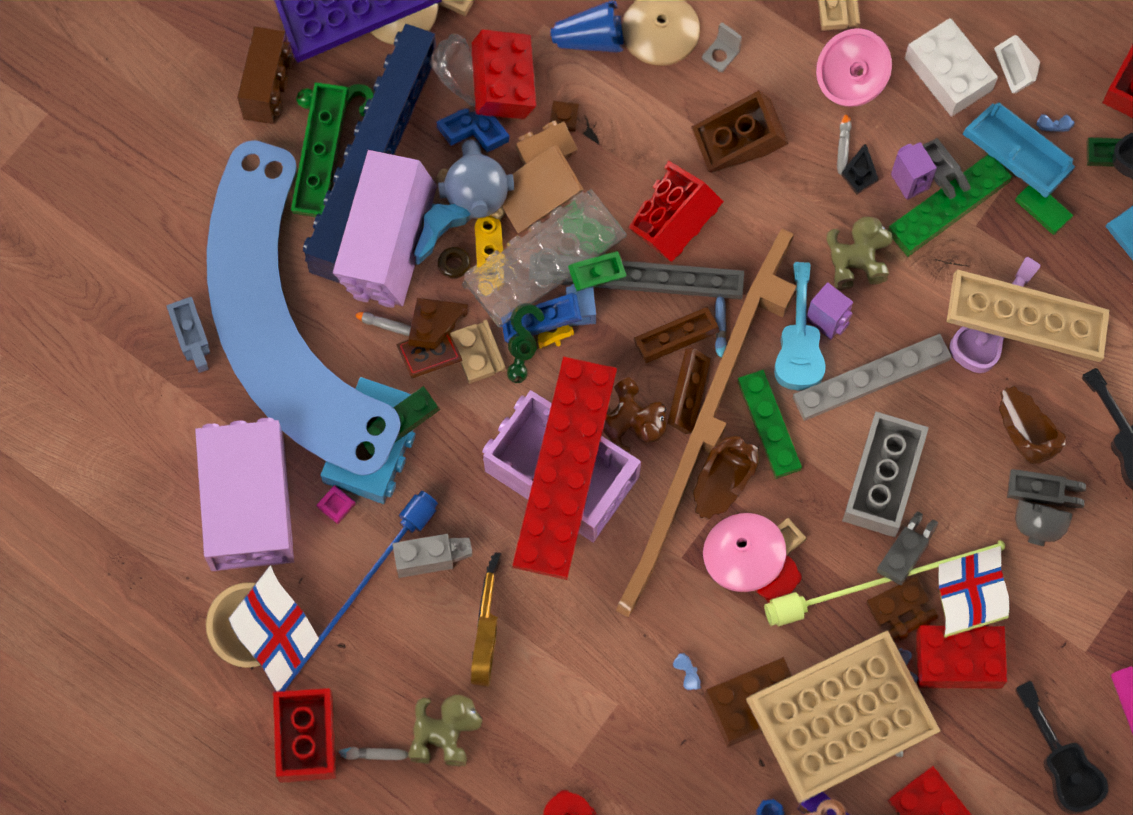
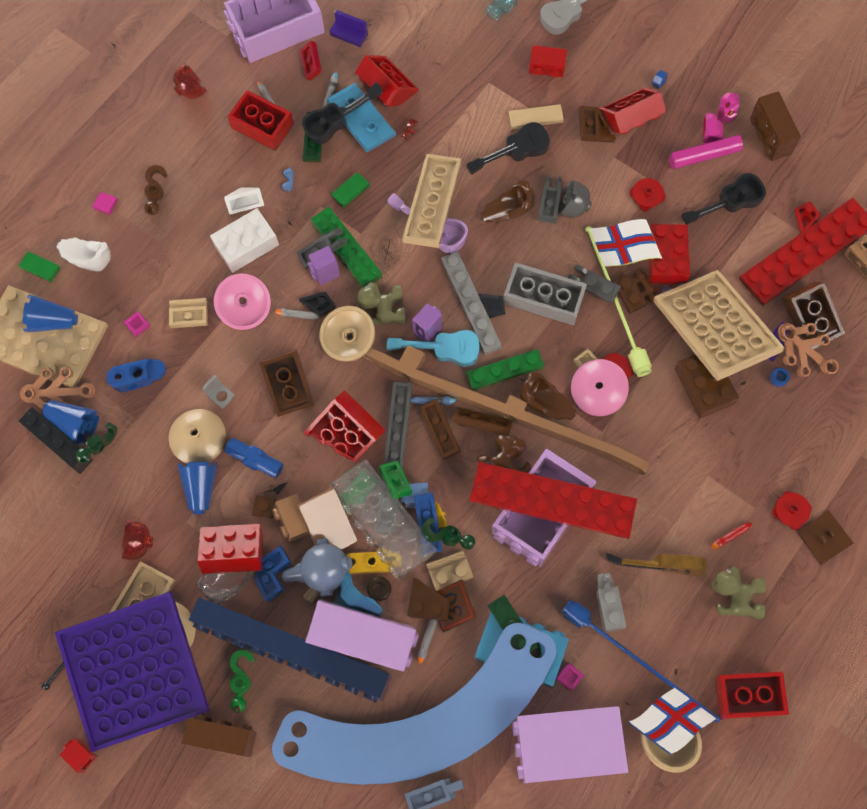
camera: 85 degrees left, 0 degrees up
(320, 148) = (286, 691): green piece -> none
(373, 753) = (756, 647): light grey piece -> none
(527, 726) = (731, 535): none -> red piece
(630, 98) = (254, 458): none -> blue piece
(691, 679) = (679, 430): medium blue piece -> none
(811, 194) = (338, 327): none -> tan dish
(866, 405) = (493, 305): none -> black piece
(1020, 148) = (308, 200): dark azure container -> none
(1066, 635) = (647, 193): none -> red piece

